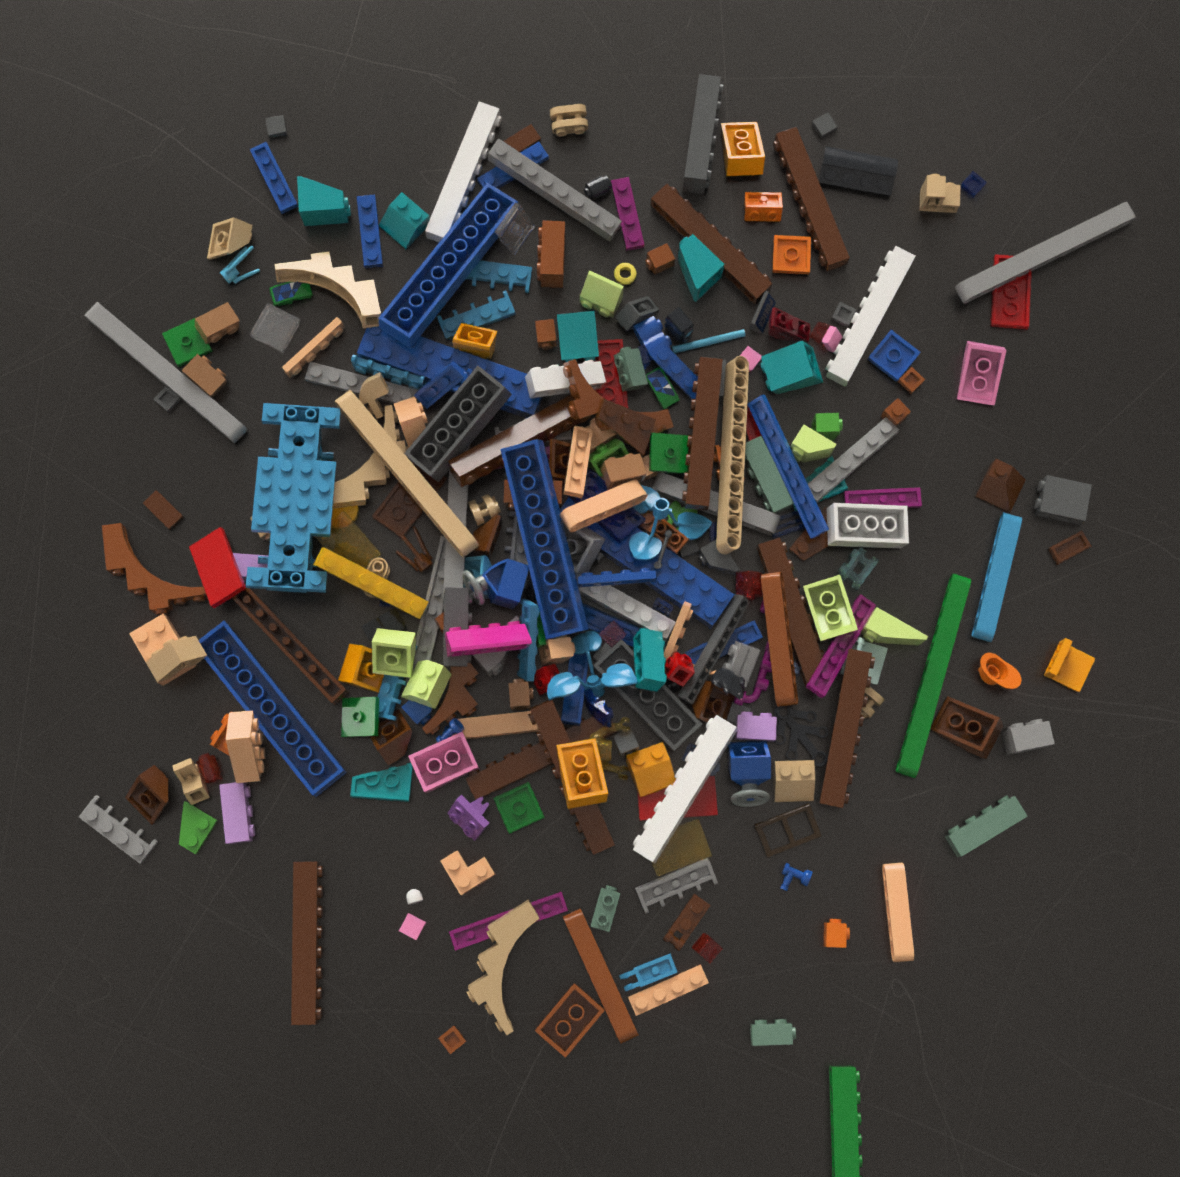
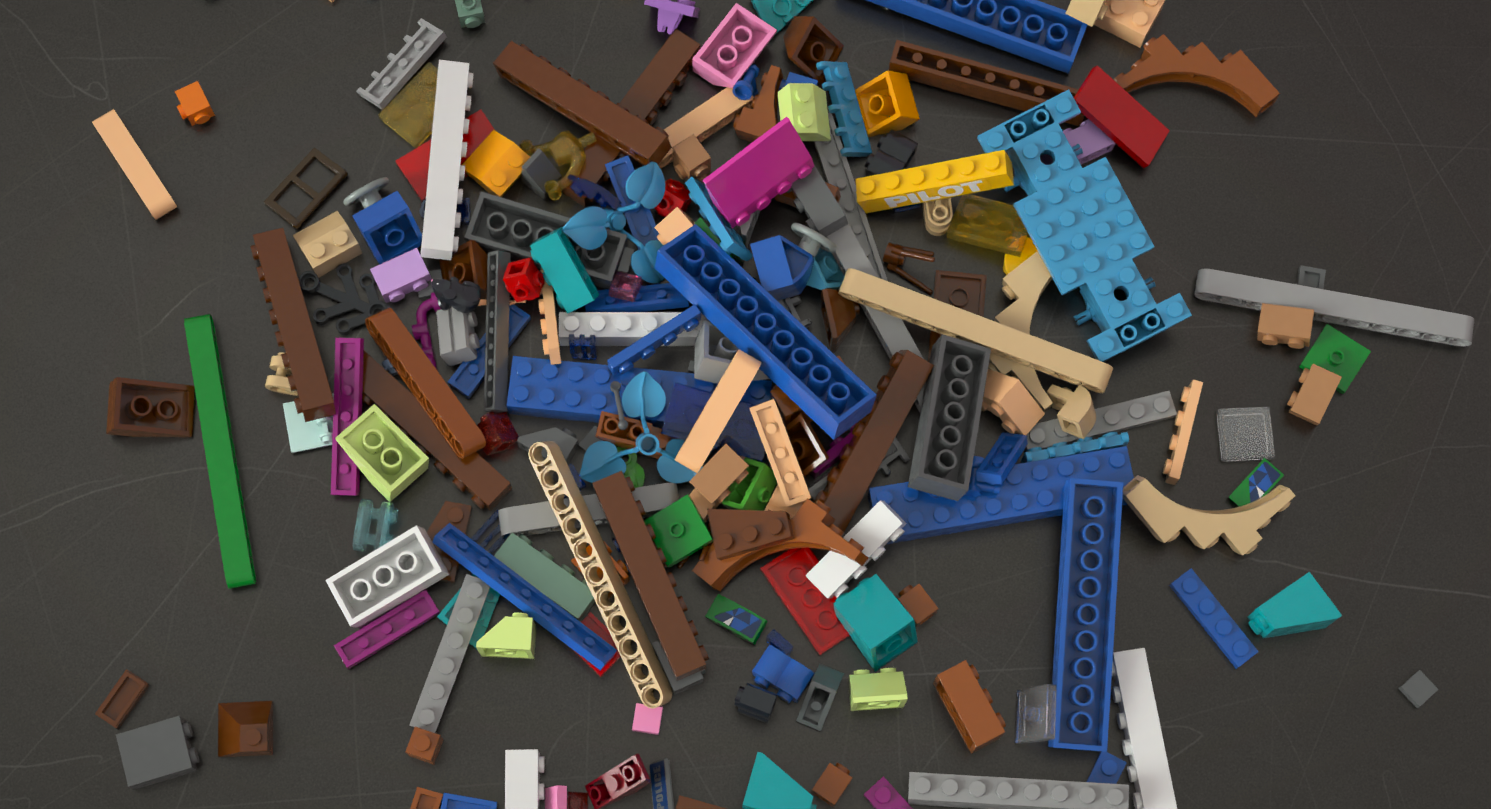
camera: 150 degrees right, 5 degrees down
(163, 510) = (1226, 155): reddish brown tile -> none
(228, 237) = (1373, 506): tan slope -> none
(230, 272) = (1342, 469): medium azure plant -> none
(273, 177) = (1376, 618): blue plate -> none
(360, 717) = (857, 50): plate -> none
(393, 652) = (862, 128): yellowish green slope -> none
(404, 220) = (1179, 653): teal slope -> none
(475, 340) = (996, 541): light orange slope -> none
(479, 316) = (1014, 583): dark azure hinge -> none
(487, 507) = (860, 347): tan brick -> none
(501, 273) = (1016, 656): dark azure hinge -> none
(518, 807) = (623, 52): green plate -> none
(582, 773) = (570, 102): light orange slope -> none
(625, 266) = (865, 754): light yellow piece -> none
(630, 369) = (786, 615): sand green brick -> none
(674, 368) = (735, 647): blue plate -> none
(687, 921) = (370, 35): reddish brown plate -> none
(707, 947) = (333, 21): clear red slope -> none
(708, 341) = (709, 715): medium azure bar -> none
(789, 872) = (279, 143): blue piece -> none
(791, 368) = (585, 731): teal slope -> none
(827, 425) = (502, 674): bright green brick -> none
(887, 629) = (297, 465): yellowish green slope -> none
(985, 826) = (75, 309): sand green brick -> none
(996, 577) = (197, 610): dark azure beam -> none
(997, 671) = (139, 490): orange piece -> none
(1027, 738) = (69, 429): light grey brick -> none
(1069, 666) = (57, 548): light orange bracket -> none

